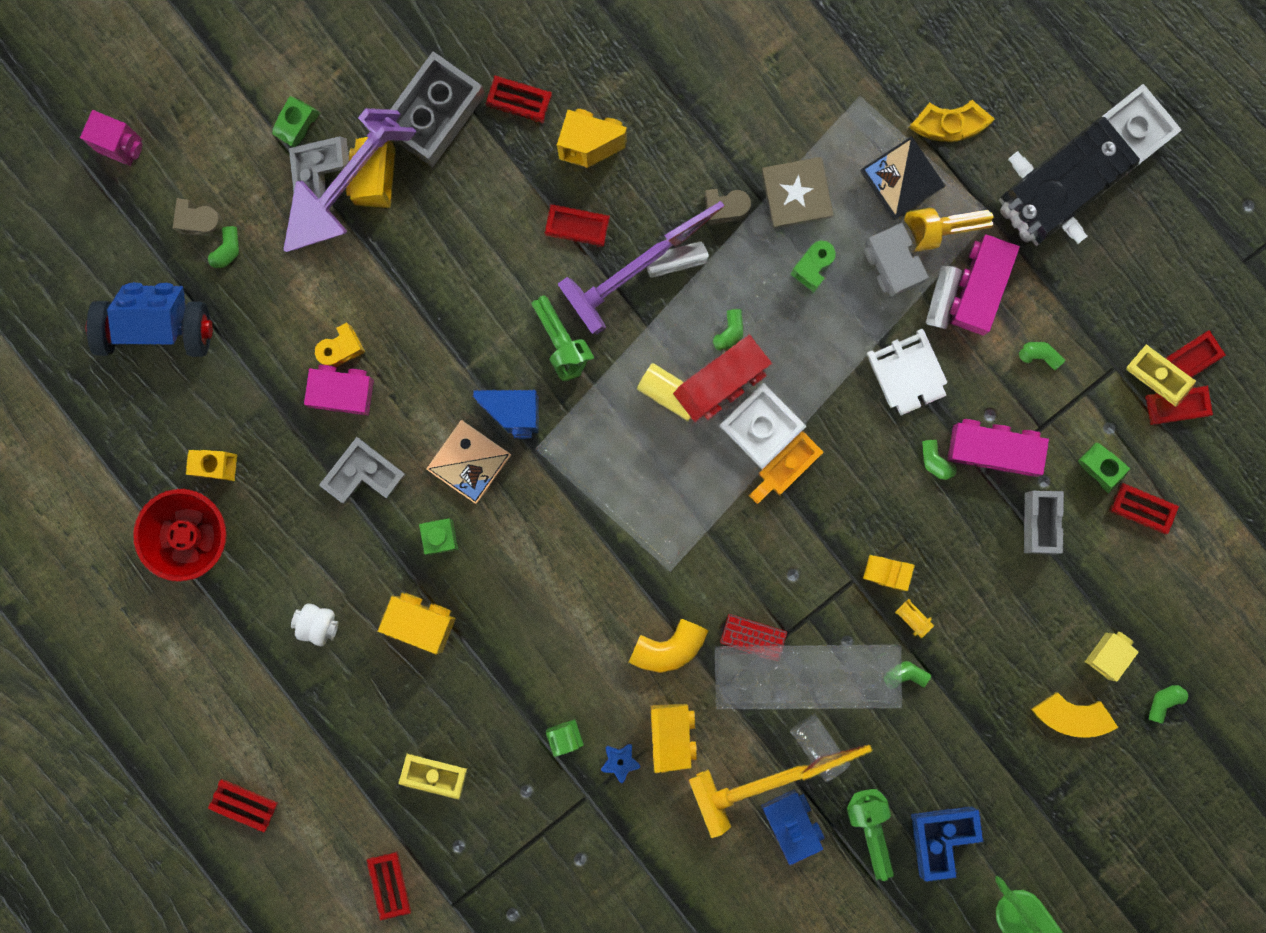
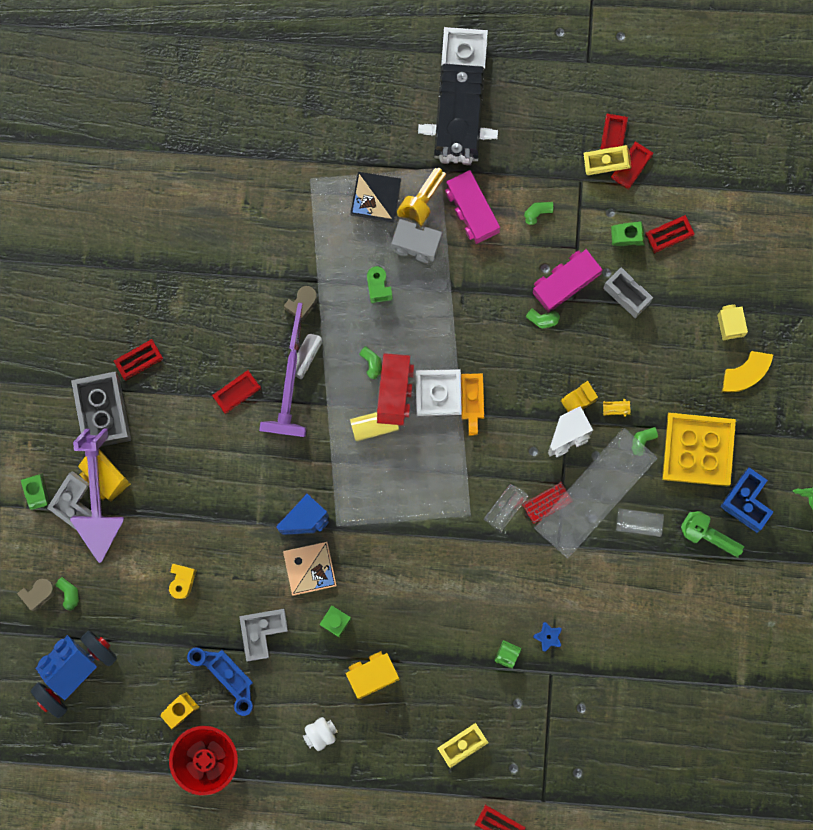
camera: 40 degrees left, 5 degrees down
(290, 480) = (228, 674): none -> blue plate
(339, 391) = (205, 602): dark pink brick -> none
(571, 353) = (303, 459): bright green piece -> none
(589, 139) = (198, 341): yellow slope -> none
(672, 653) = (515, 554): yellow cylinder -> none
(672, 737) = (560, 595): yellow slope -> none
(710, 600) = (506, 507): none -> clear brick
(713, 802) = (616, 605): yellow piece -> none
(793, 827) = (668, 575): blue brick -> none
(797, 192) = (331, 258): dark tan tile -> none
(846, 592) = (570, 430): none -> white slope
(909, 373) = (482, 290): white plate -> none
(943, 296) = (459, 234): white slope -> none
(949, 740) = (699, 449): none -> yellow plate
(953, 124) = (370, 145): yellow tile -> none
(1165, 699) = (781, 315): bright green arm -> none

